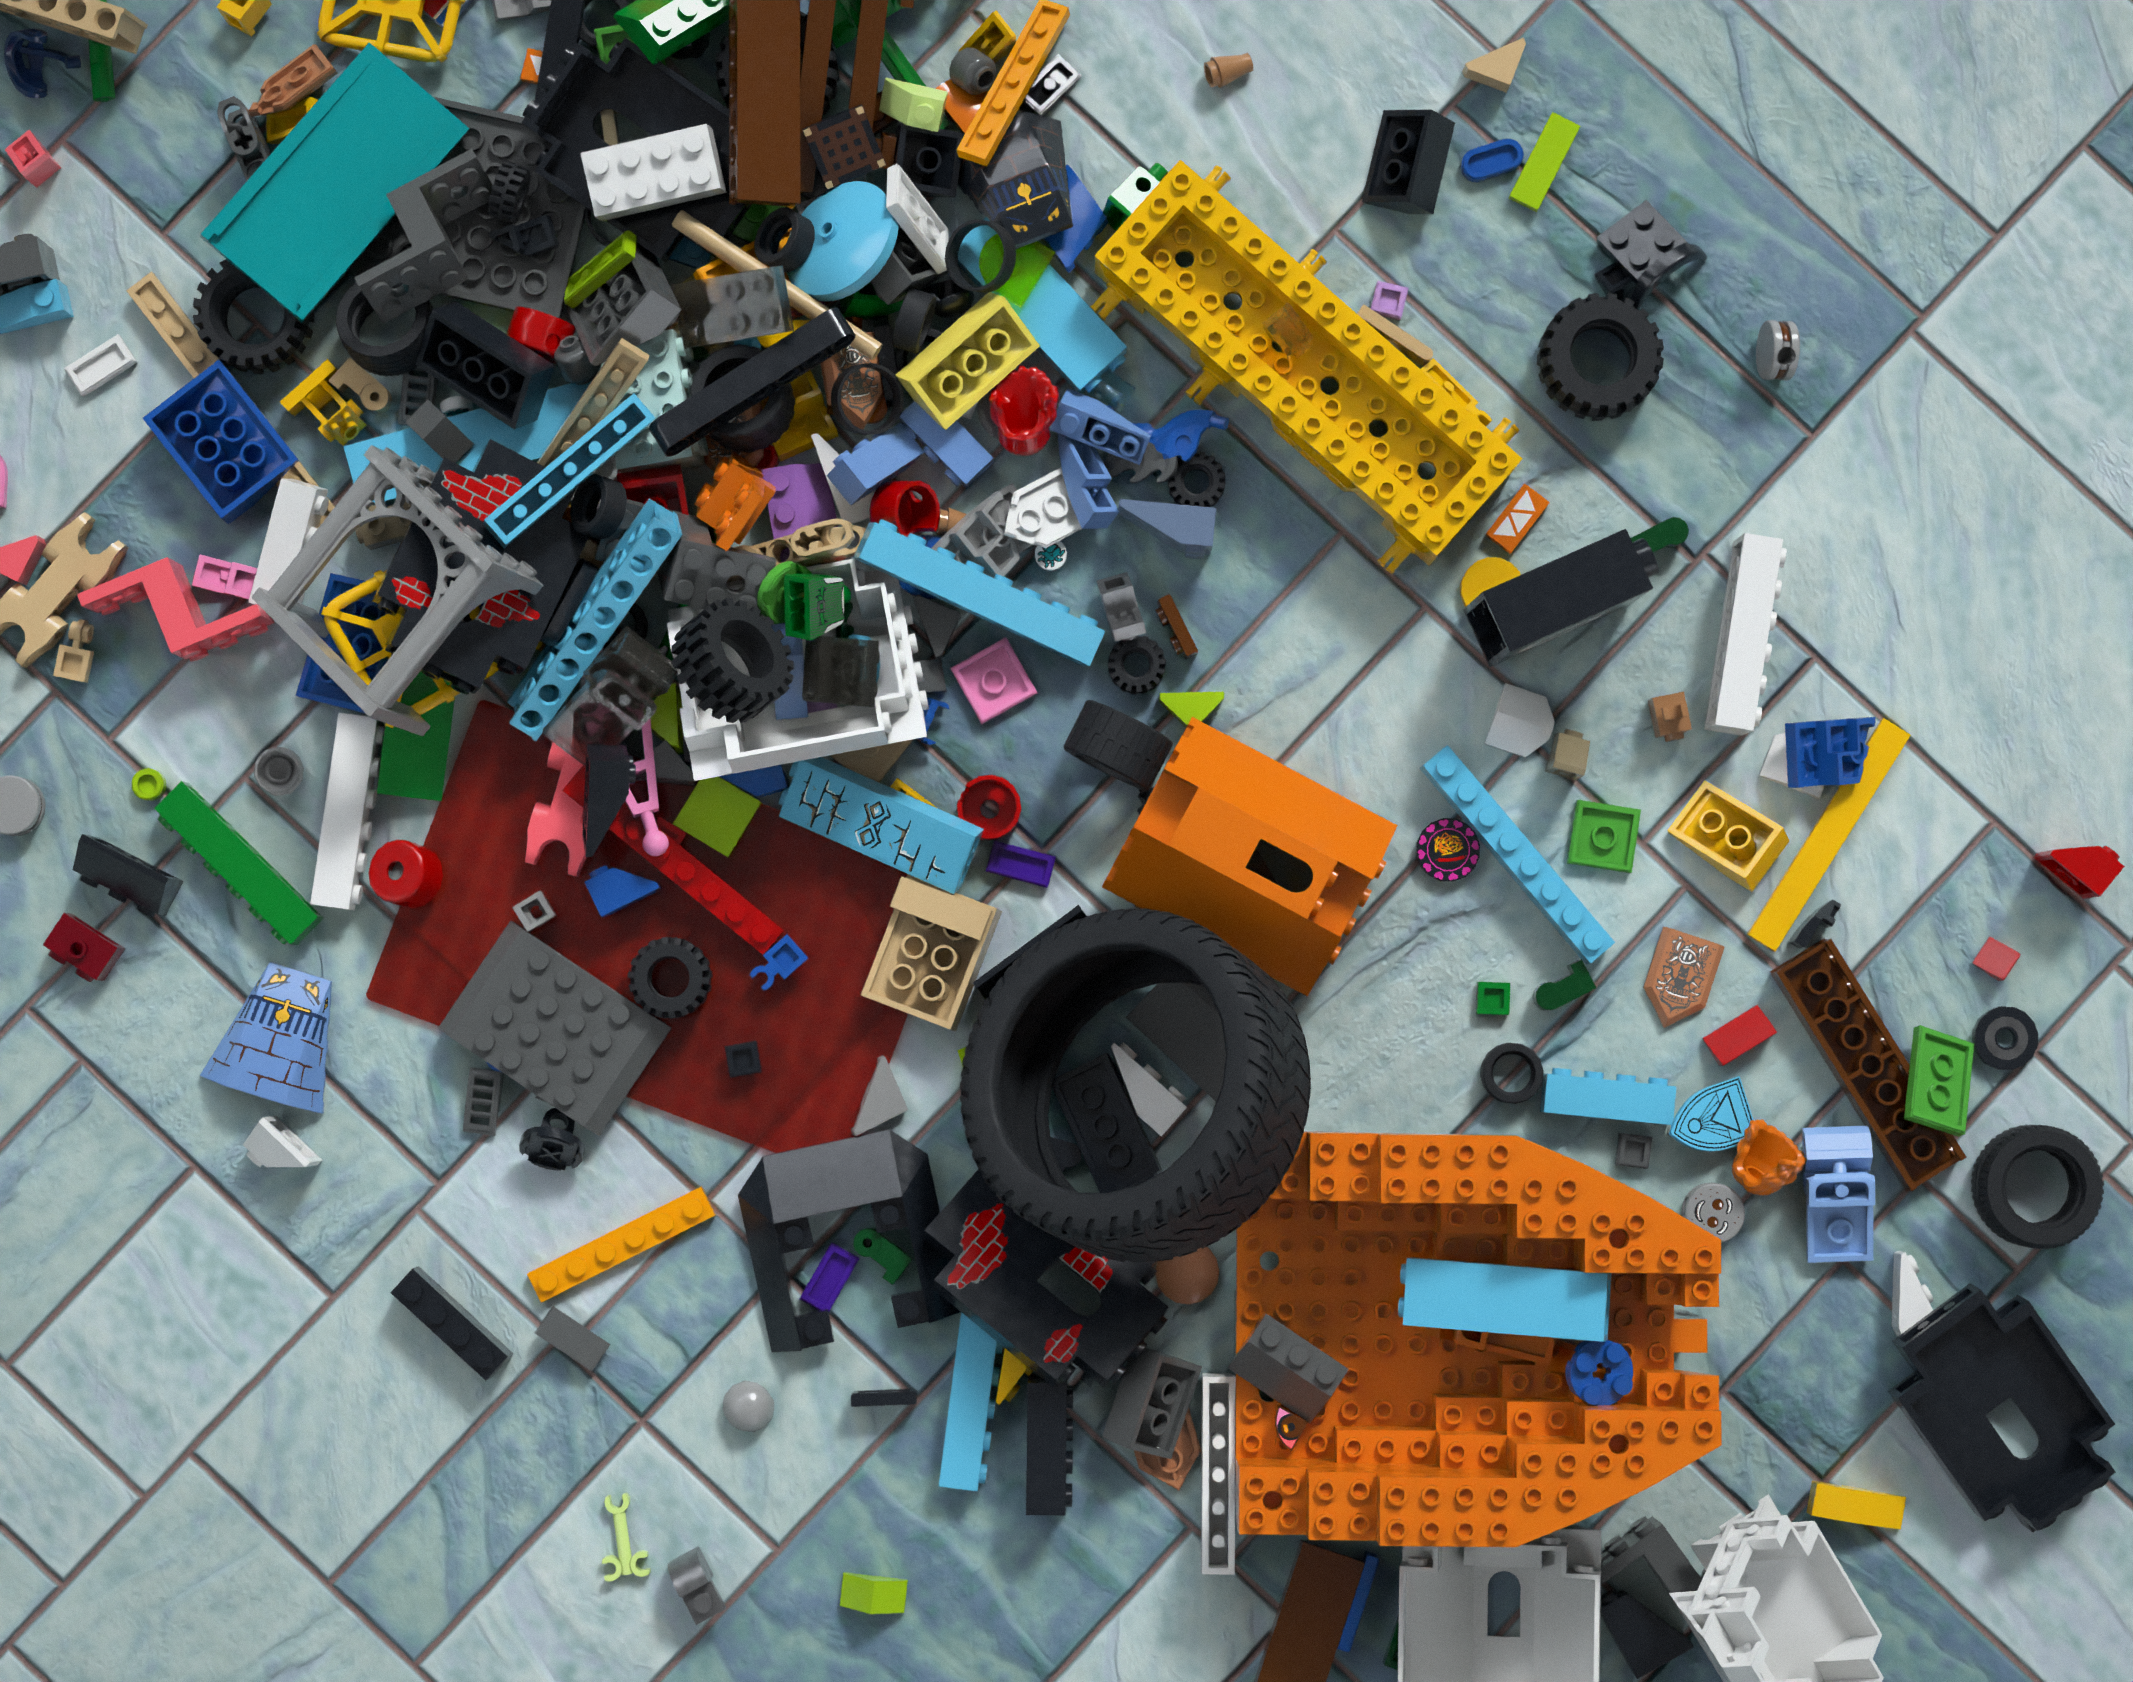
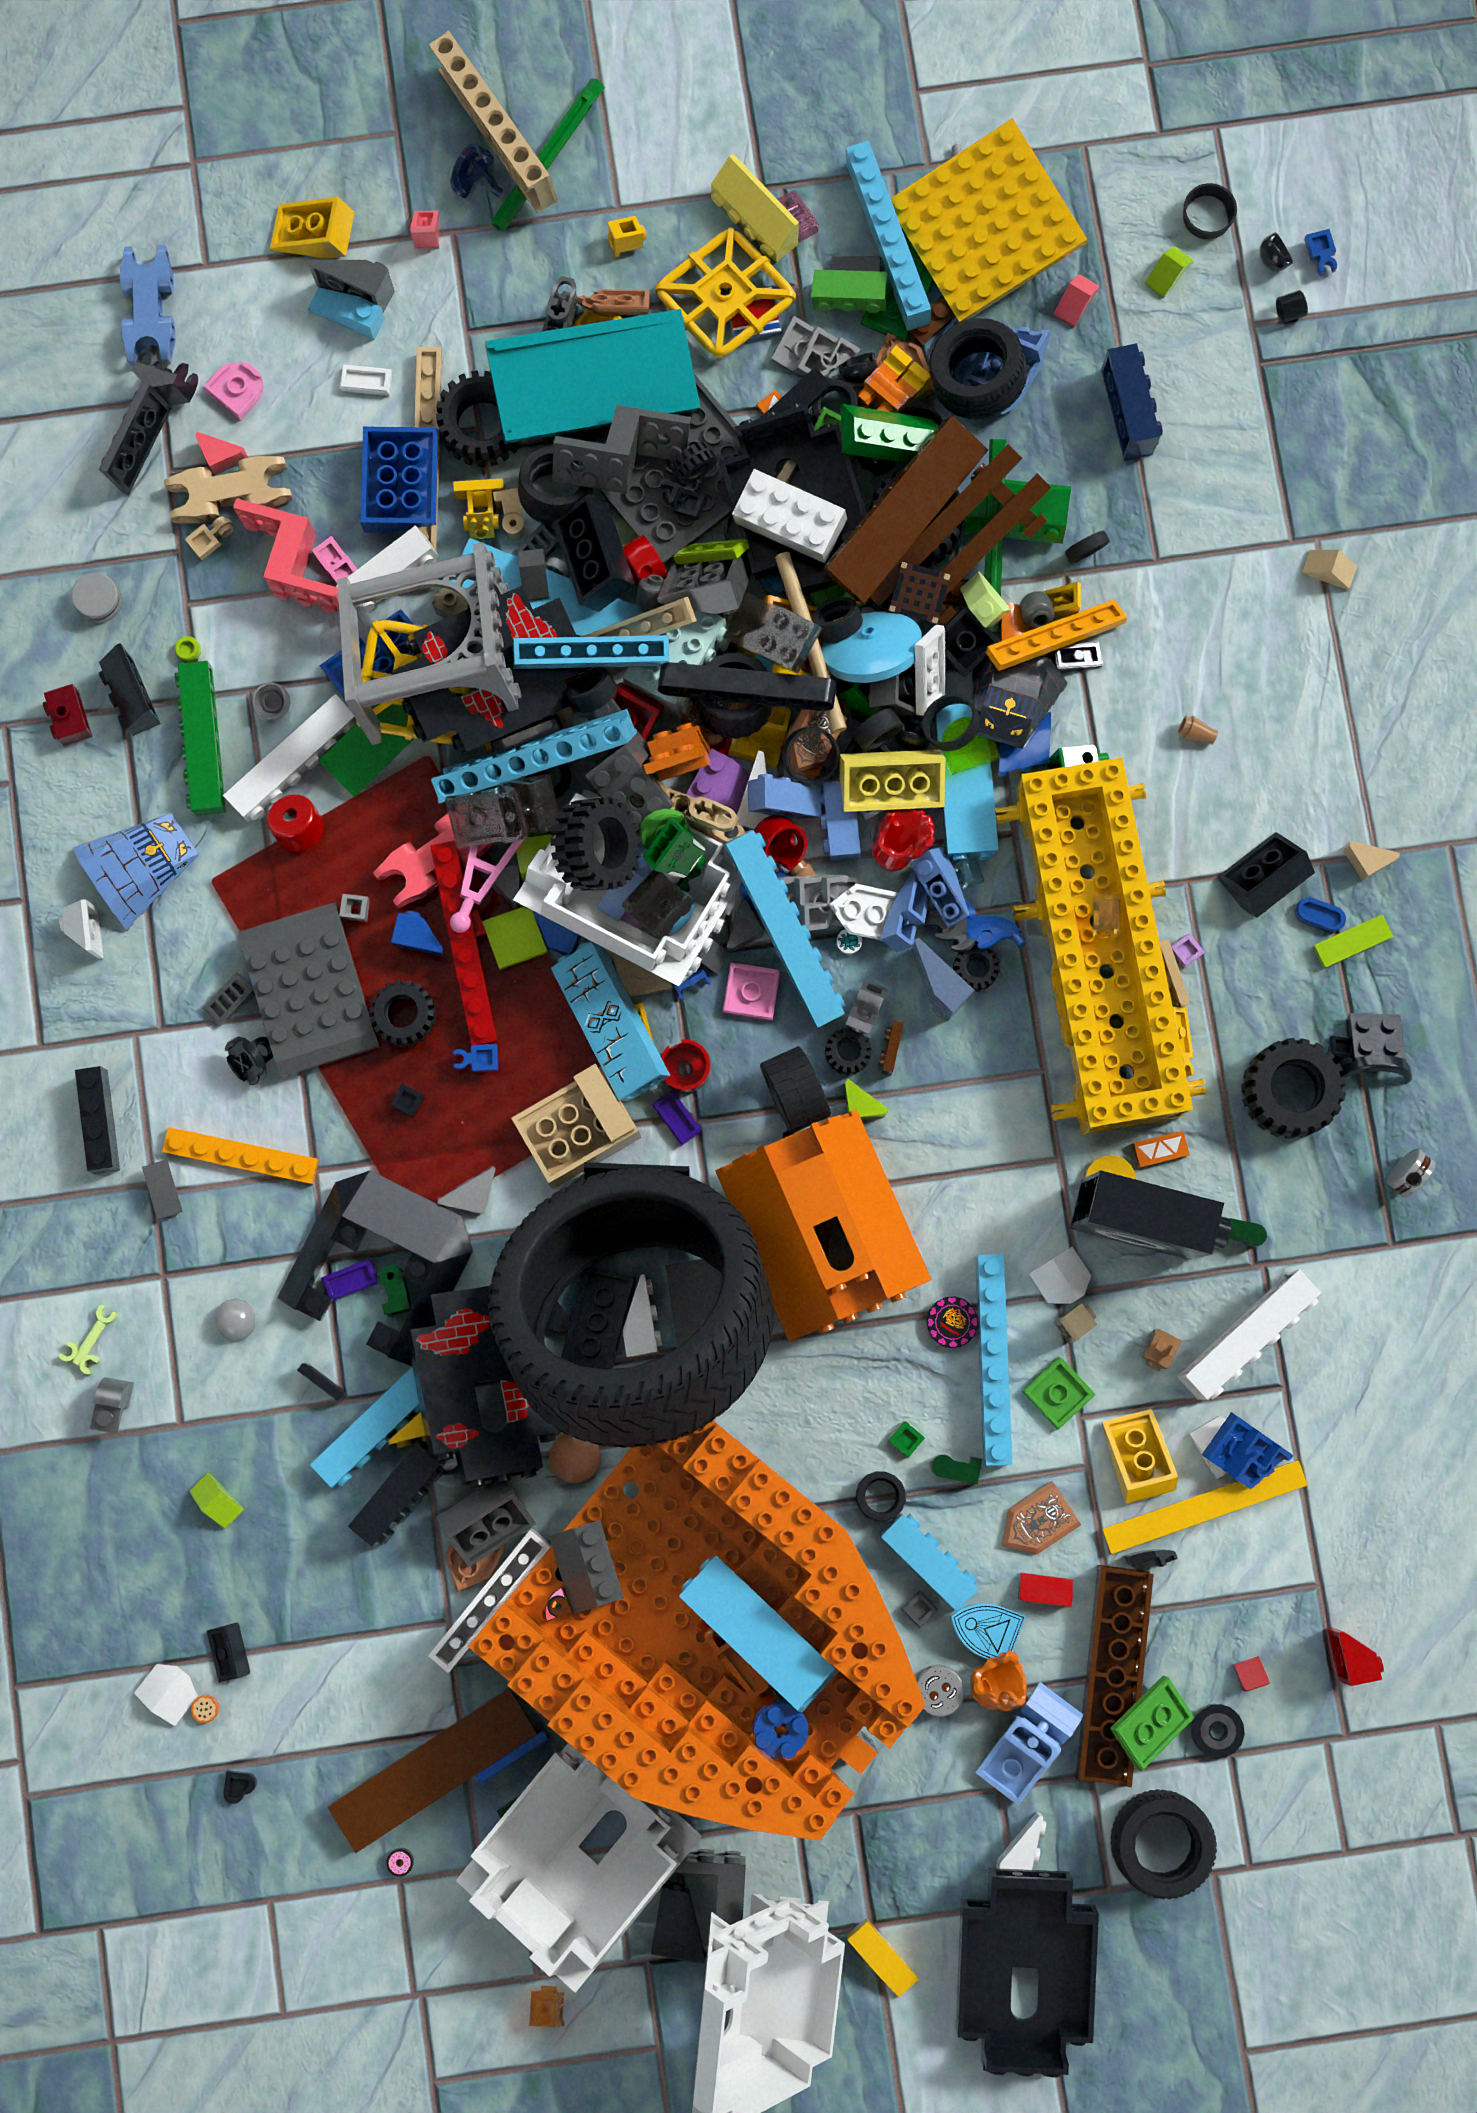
camera: 40 degrees right, 5 degrees down
(605, 790) = (462, 855): black slope -> none

